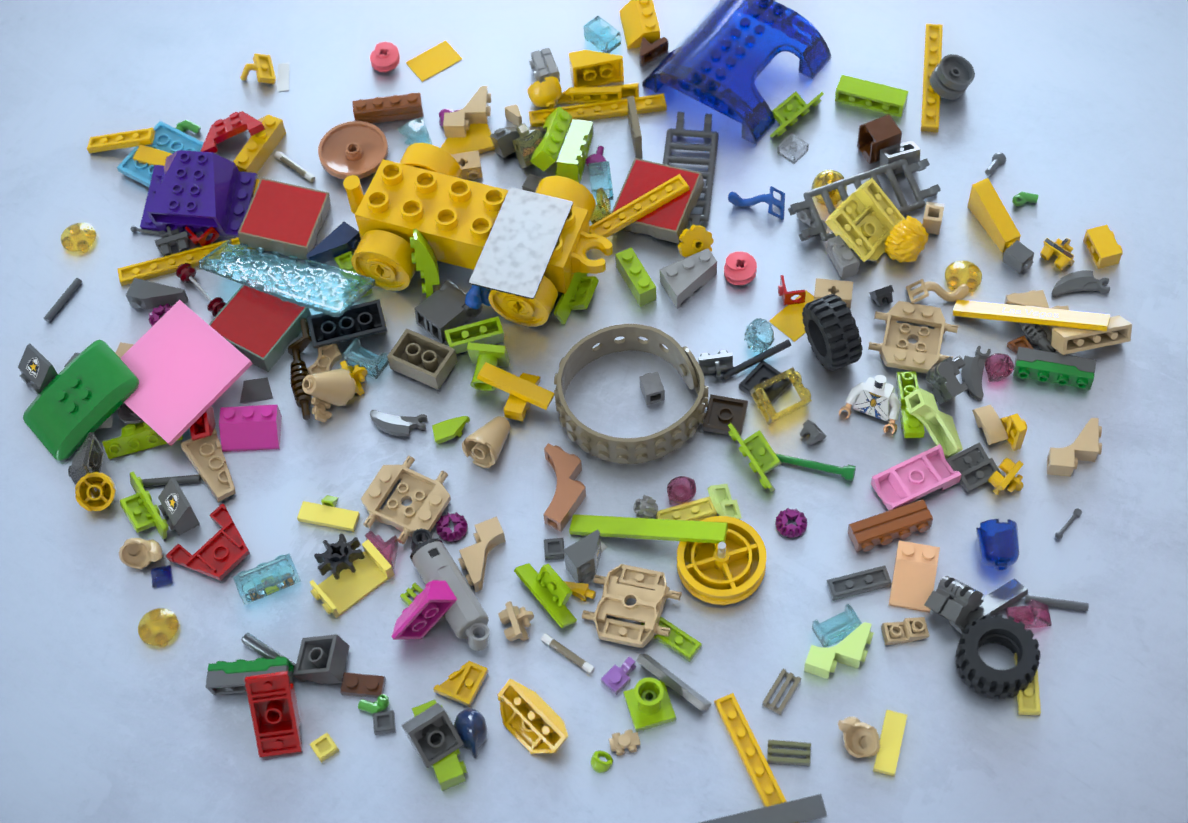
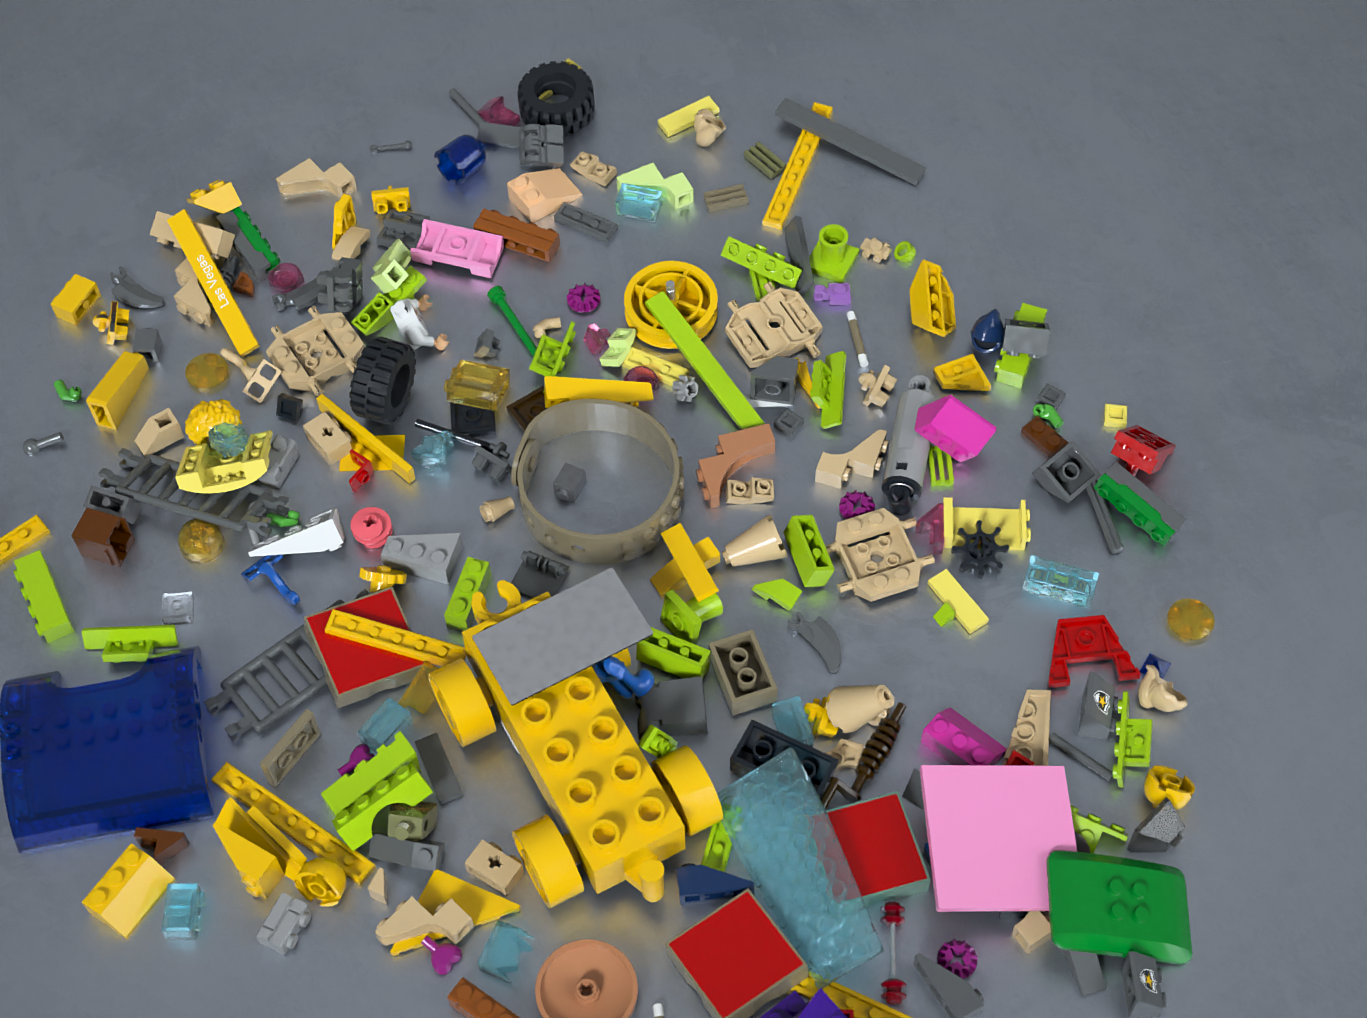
camera: 140 degrees left, 0 degrees up
(451, 462) = (808, 550): none -> lime brick
(533, 480) = (755, 491): none -> tan slope
(606, 317) = (539, 575): none -> dark grey hinge
(681, 334) = (494, 509): none -> tan cone
(693, 654) = (762, 262): none -> lime bracket
(694, 446) = (567, 389): none -> yellow wedge
(745, 495) = (596, 338): none -> clear pink tile
(770, 235) = (317, 535): none -> white wedge
(793, 237) = (281, 521): none -> bright green arm
(793, 480) = (544, 324): none -> tan arm
(794, 311) = (367, 439): none -> yellow tile
(876, 225) = (228, 439): none -> clear light blue hair
(1112, 367) = (218, 197): none -> yellow slope

